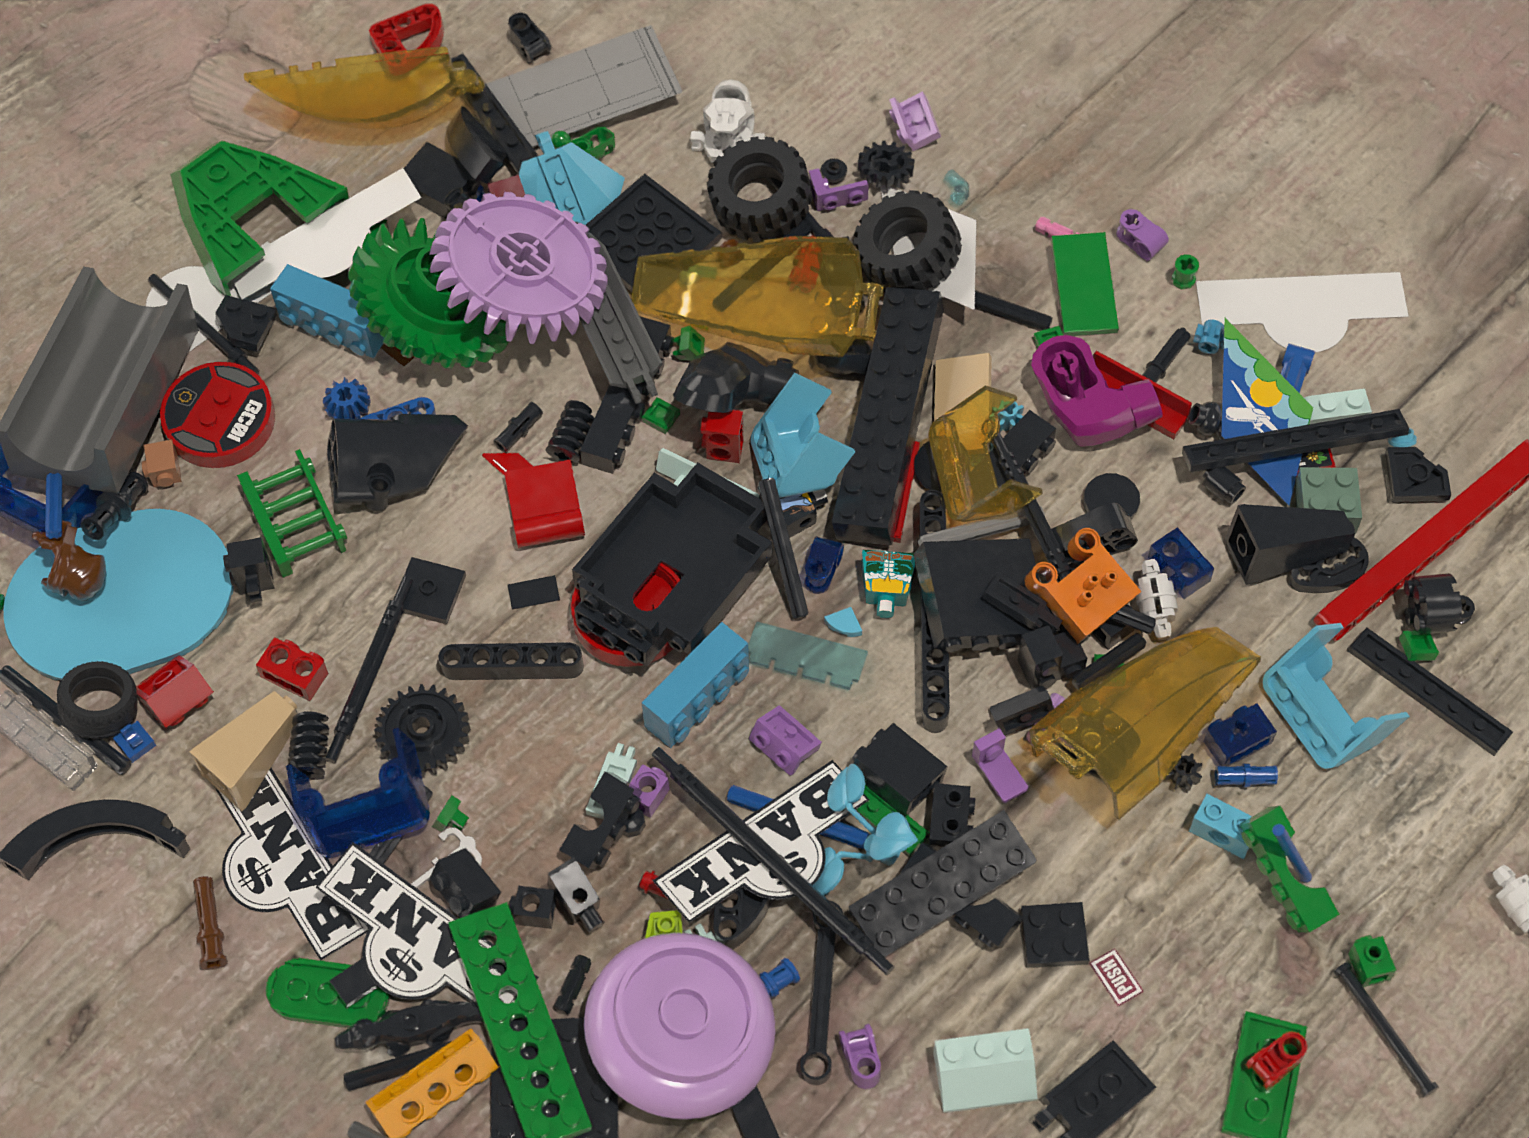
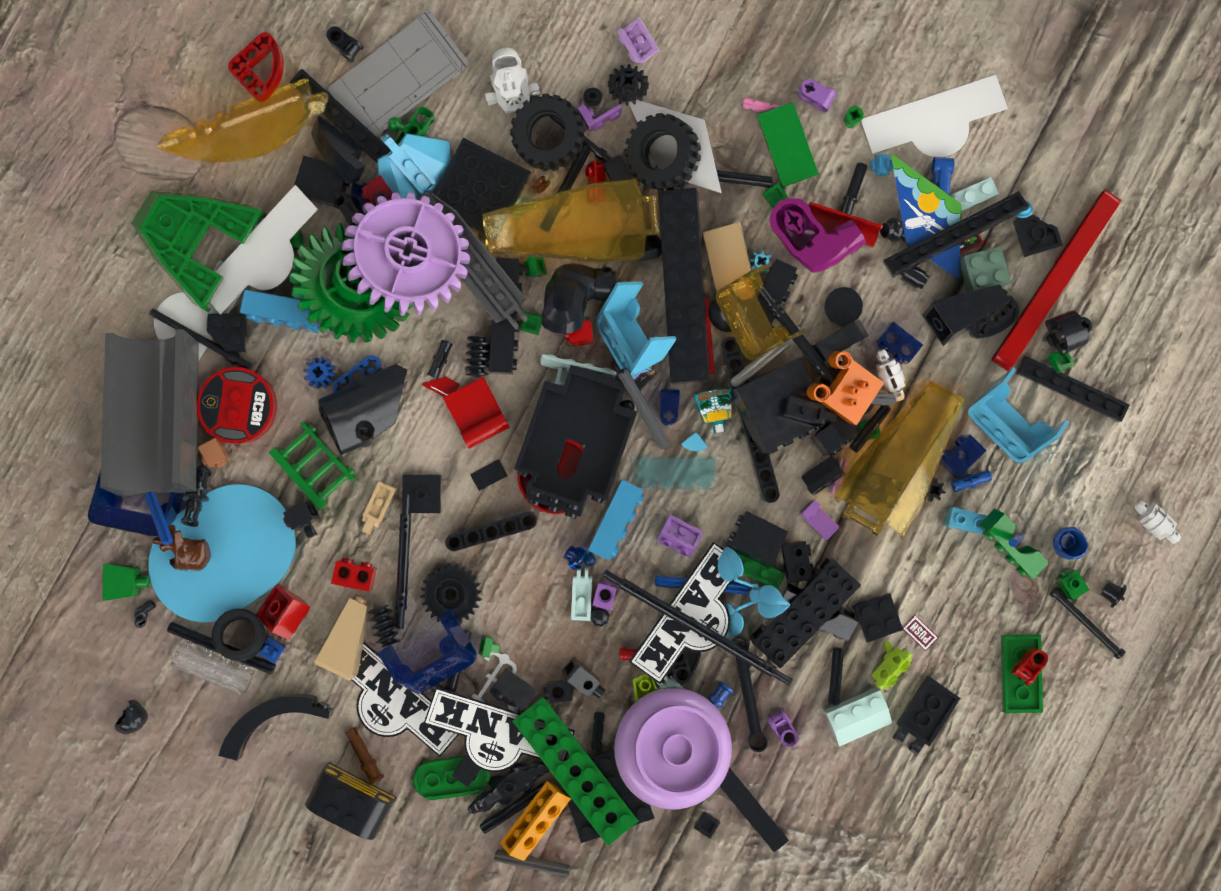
camera: 15 degrees left, 25 degrees up
(165, 975) = (349, 802): none -> black brick
(360, 589) = (377, 506): none -> tan hinge
(618, 801) = (580, 642): black arch -> none
(623, 724) = (577, 555): none -> clear blue animal
(960, 186) = (683, 86): clear light blue arm -> none
(967, 999) = (836, 676): none -> black axle
(1057, 1006) = (894, 663): none -> lime brick
(1379, 898) = (1070, 543): none -> blue hair
(1436, 992) = (1113, 593): none -> black piece

